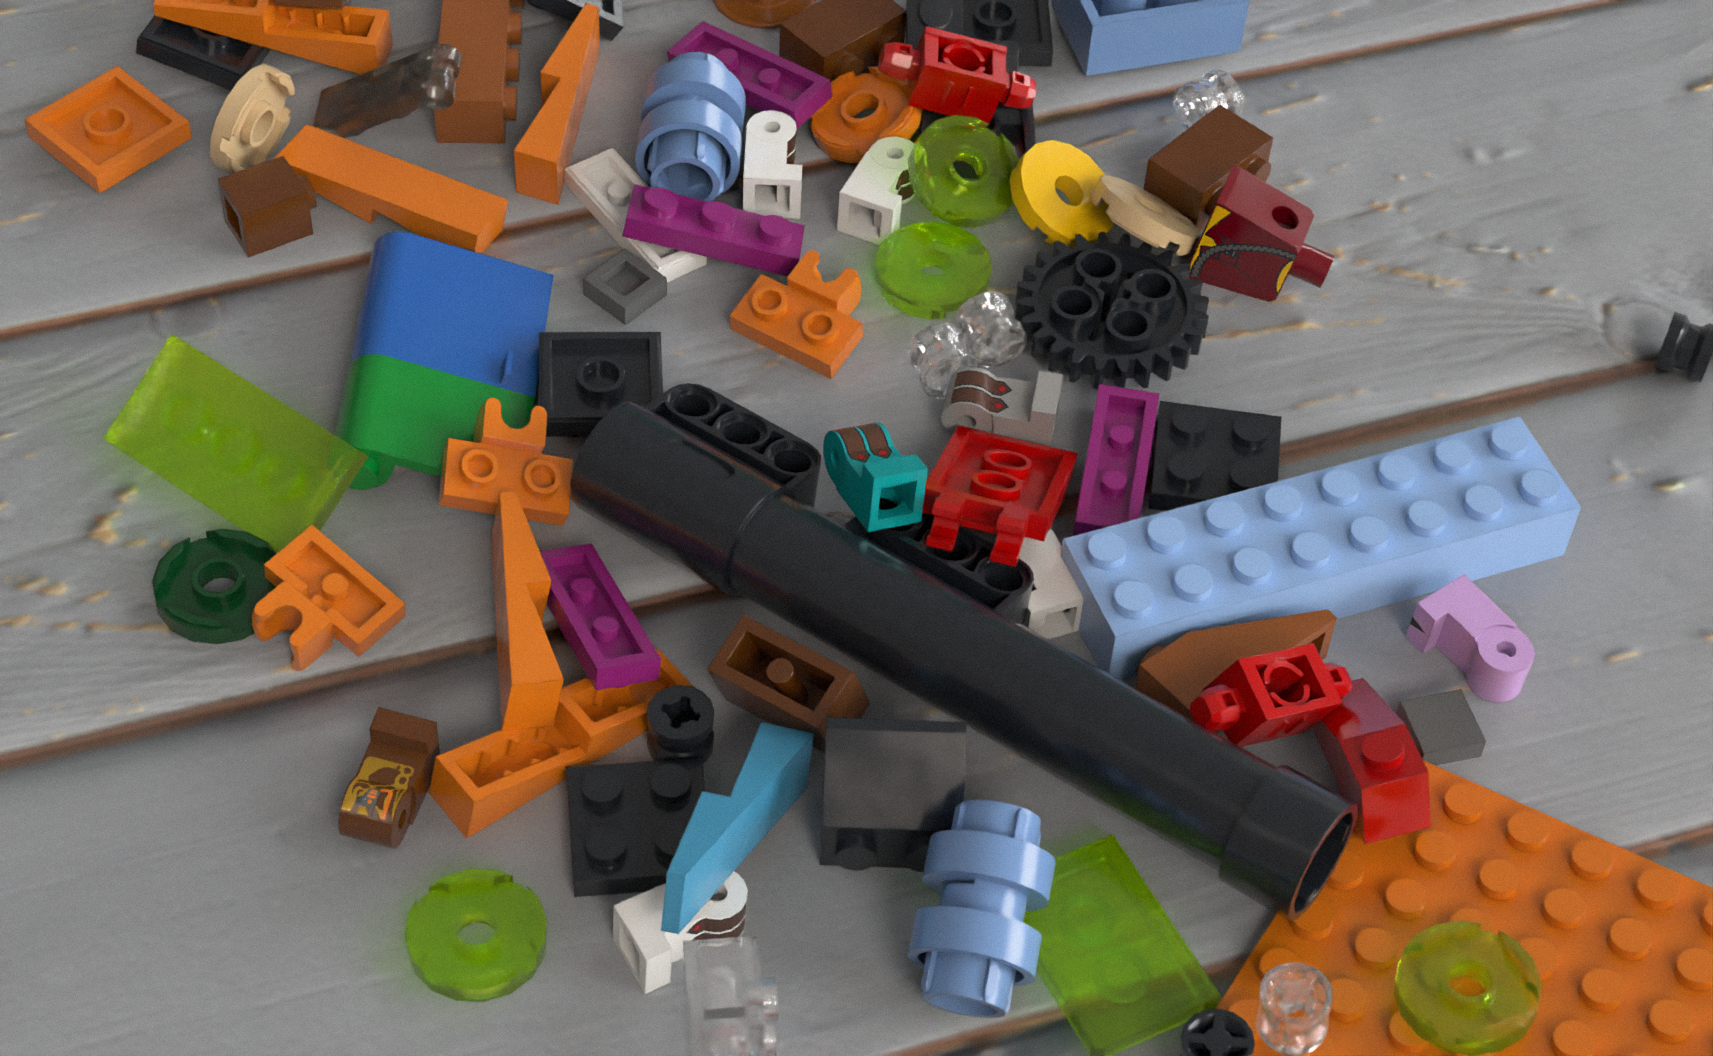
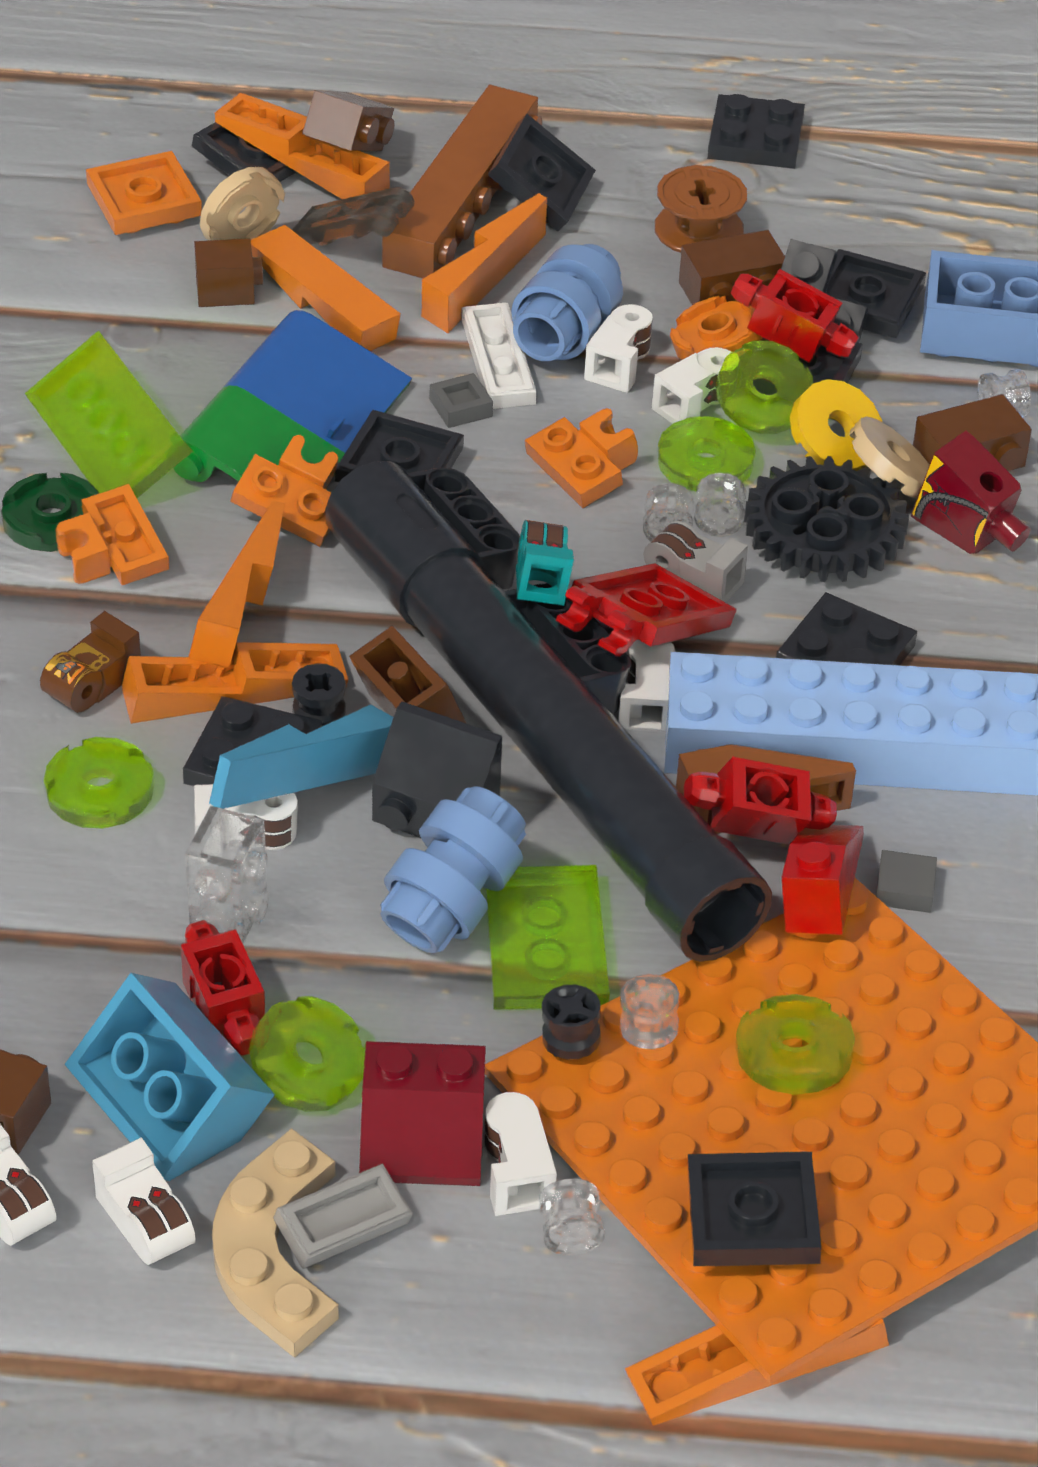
camera: 25 degrees right, 5 degrees down
(598, 619) = (296, 604): magenta plate -> none
(713, 230) = (544, 375): magenta plate -> none
(765, 77) = (649, 281): magenta plate -> none
(1116, 458) = (767, 616): magenta plate -> none
(1475, 638) = (972, 823): lavender leg -> none

